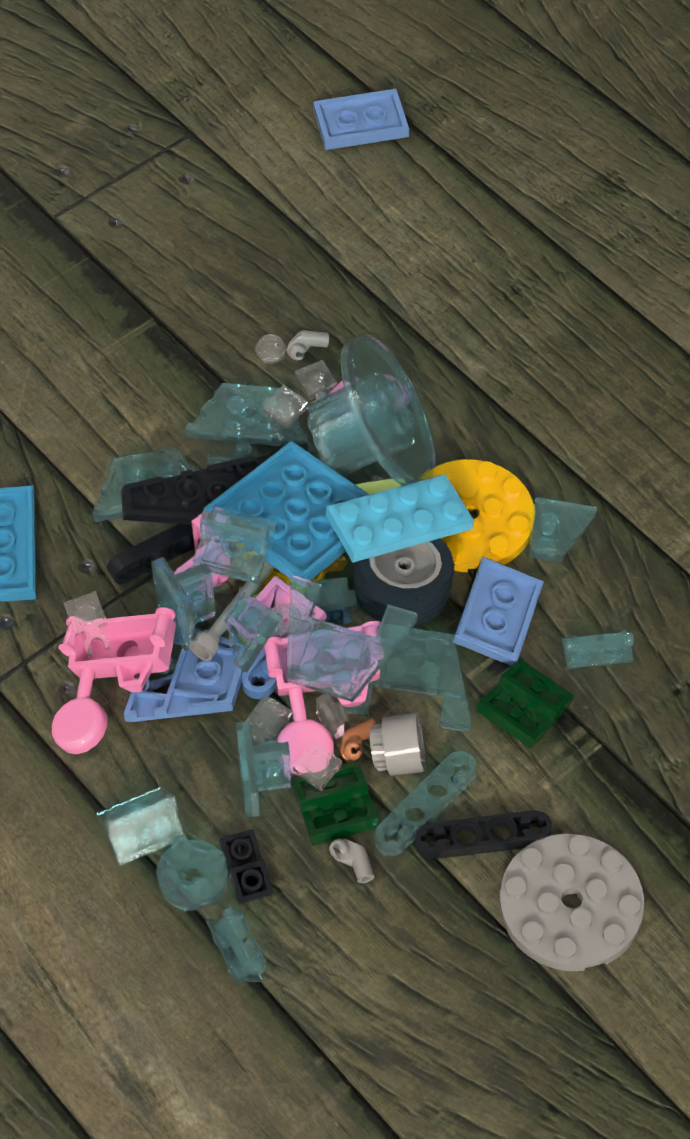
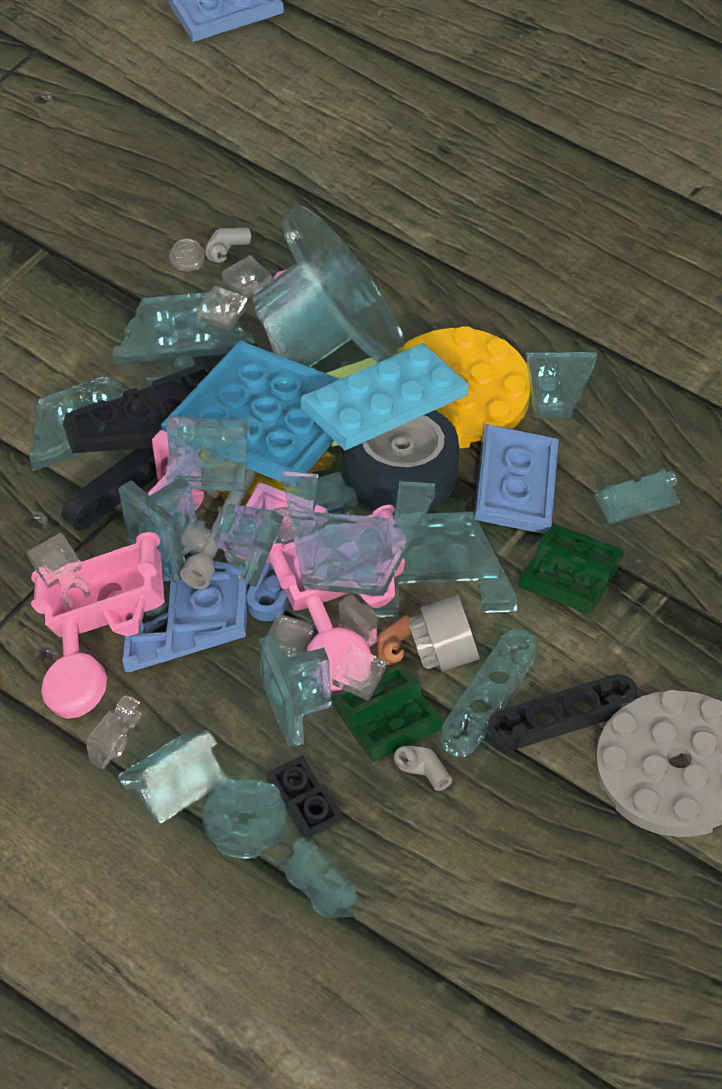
camera: 10 degrees left, 5 degrees down
(98, 777) = (109, 736): none -> clear plate
(208, 615) = (194, 537): none -> clear plate

